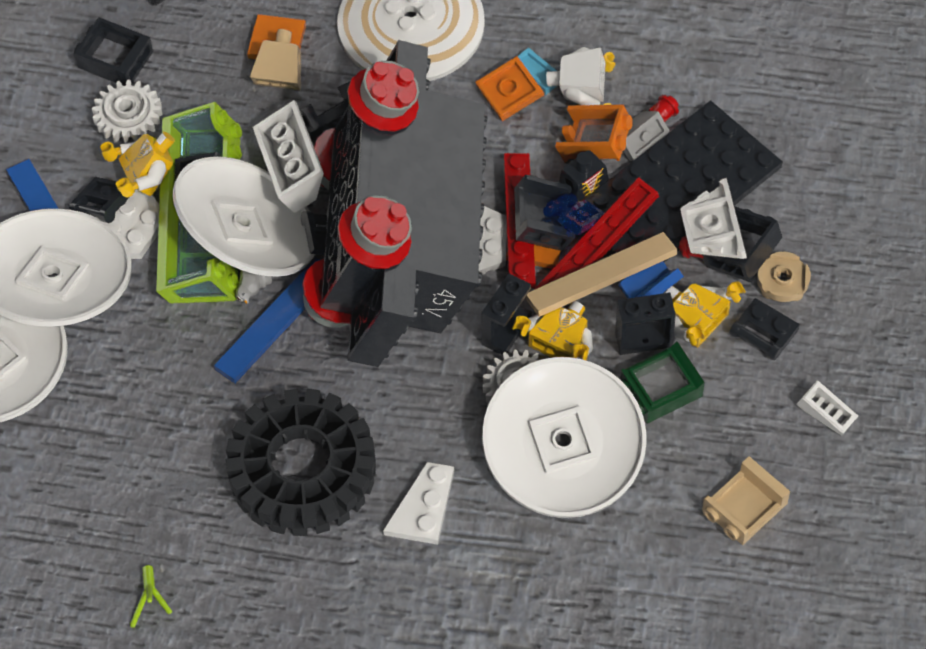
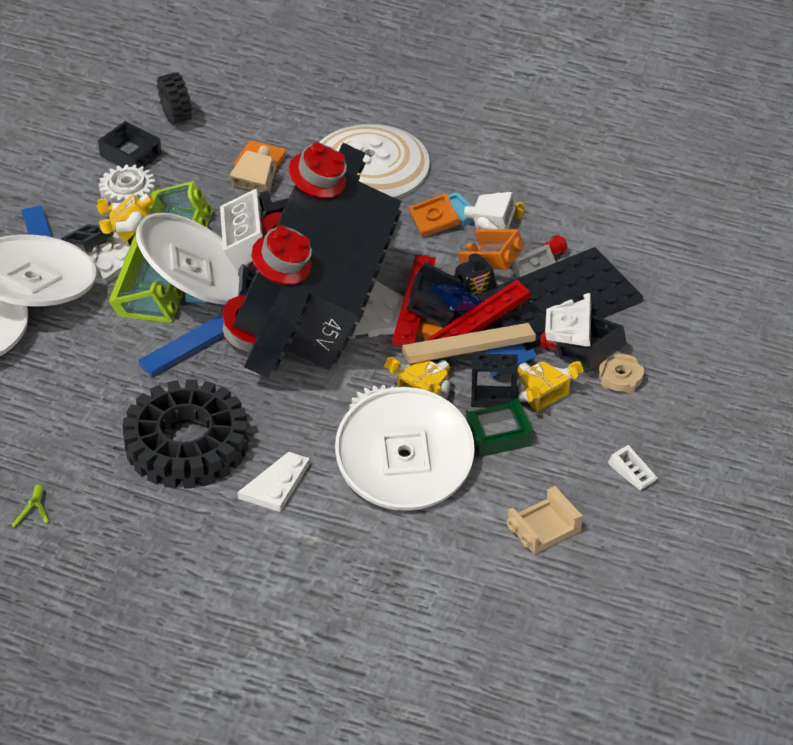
camera: 10 degrees right, 15 degrees down
(250, 285) = (187, 308): light grey animal -> none
(501, 313) = (374, 354): black panel -> none
(769, 324) = (599, 402): black plate -> none

